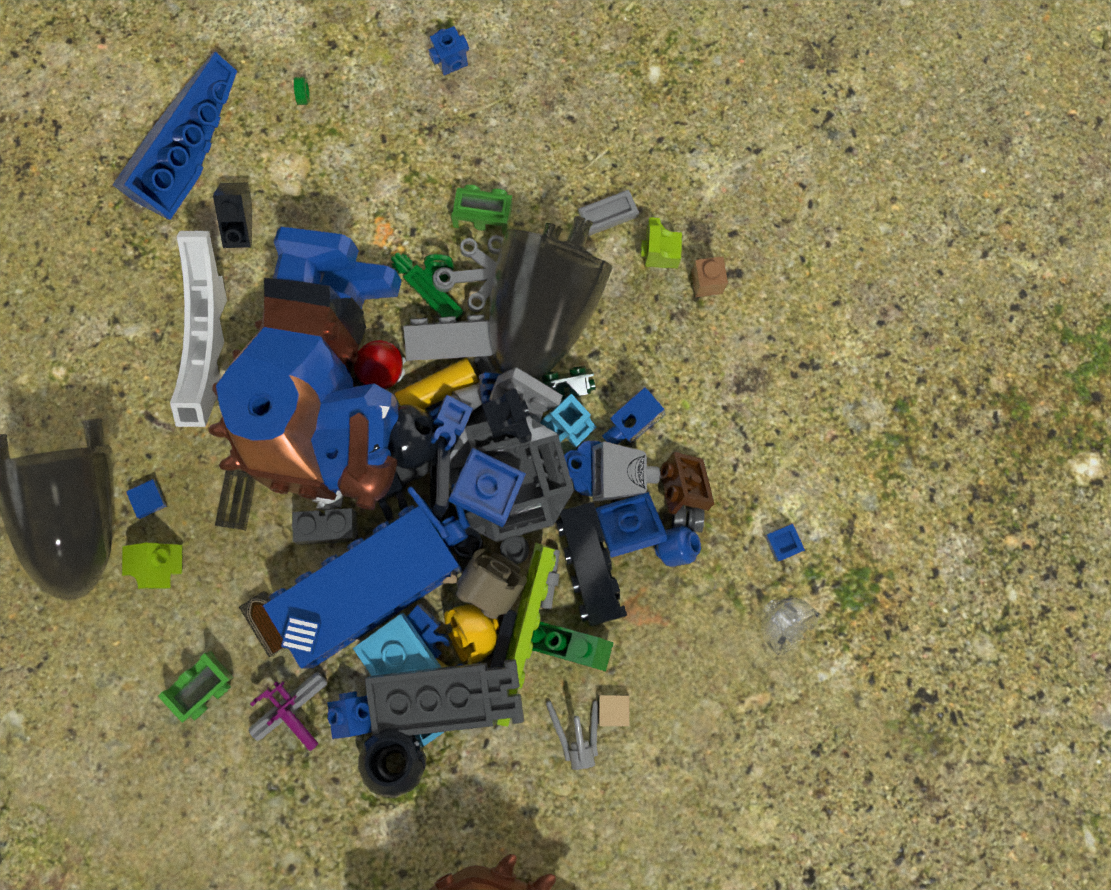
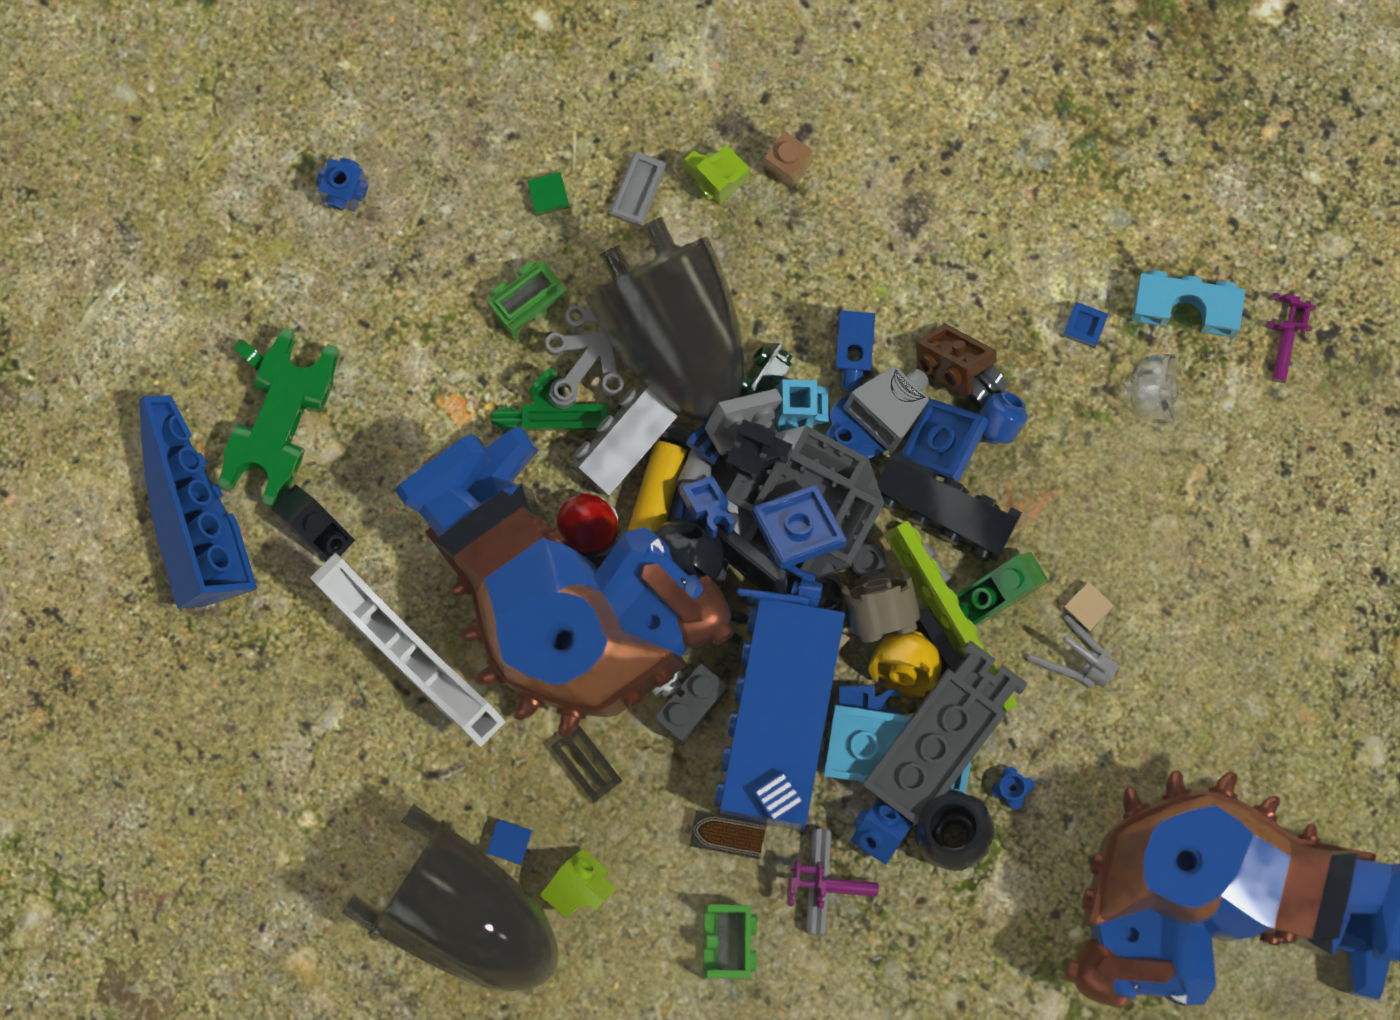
camera: 40 degrees left, 0 degrees up
(264, 146) = (288, 394): none -> green piece
(451, 778) = (1022, 784): none -> blue plate
(556, 166) = (548, 194): none -> green tile
(877, 611) = (1219, 304): none -> medium azure arch
(902, 671) = (1288, 334): none -> magenta piece

